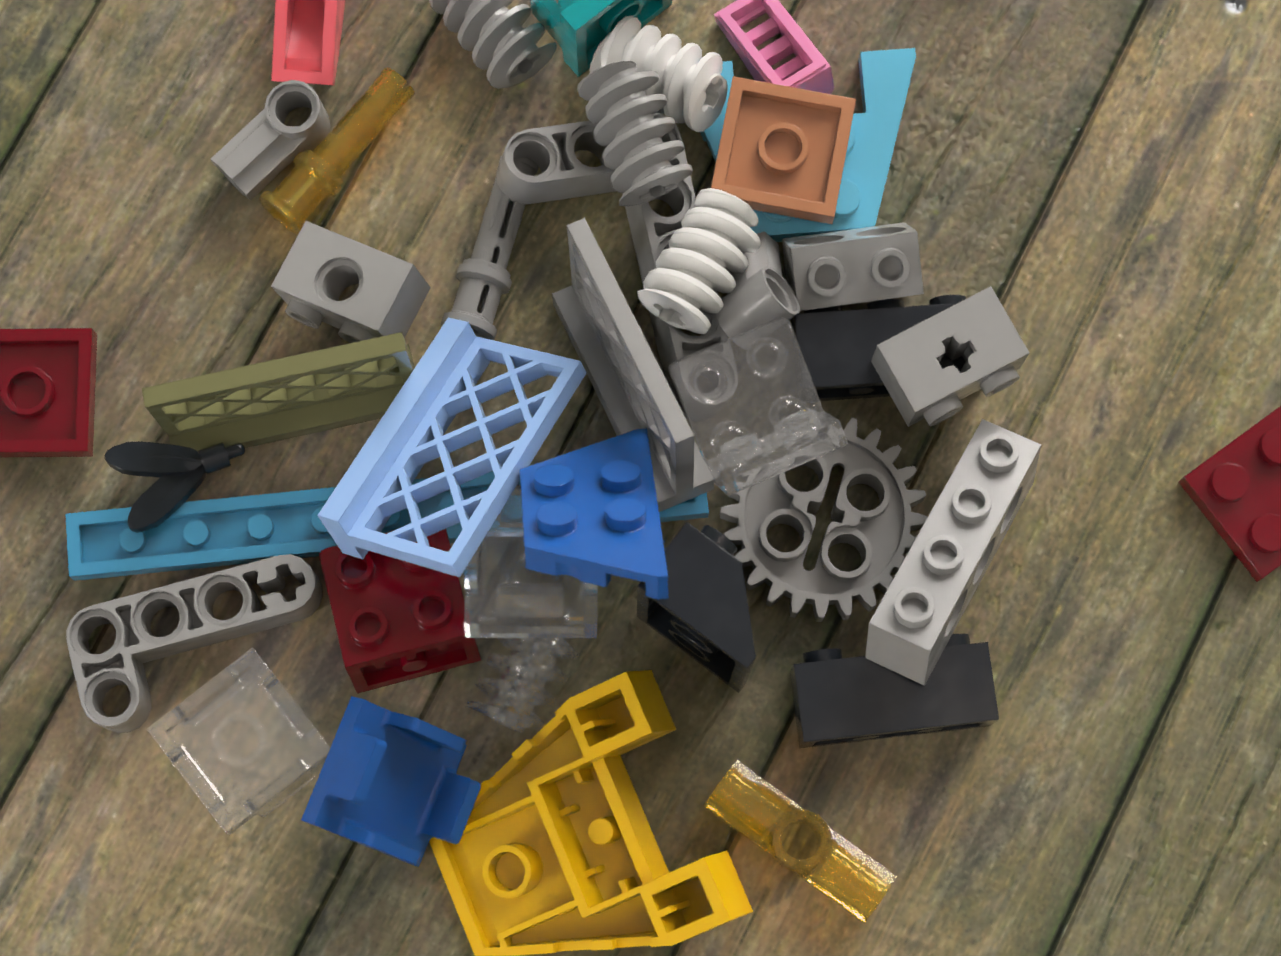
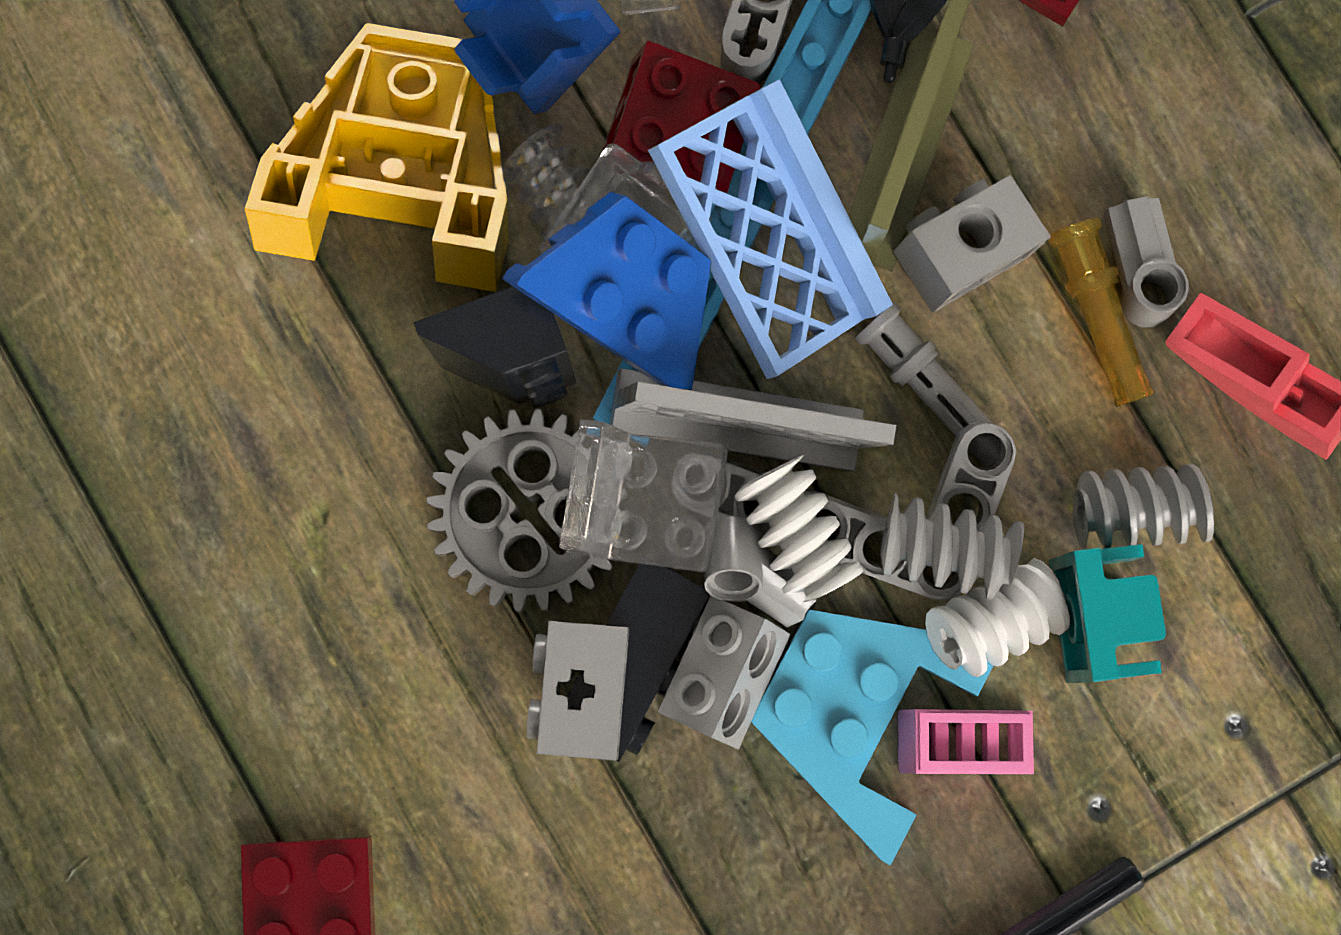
camera: 125 degrees right, 5 degrees up
(784, 148) = (863, 677): nougat plate -> none
(836, 866) = (245, 331): clear yellow piece -> none
(862, 701) = (349, 471): black brick -> none
(952, 552) = (423, 588): light grey brick -> none

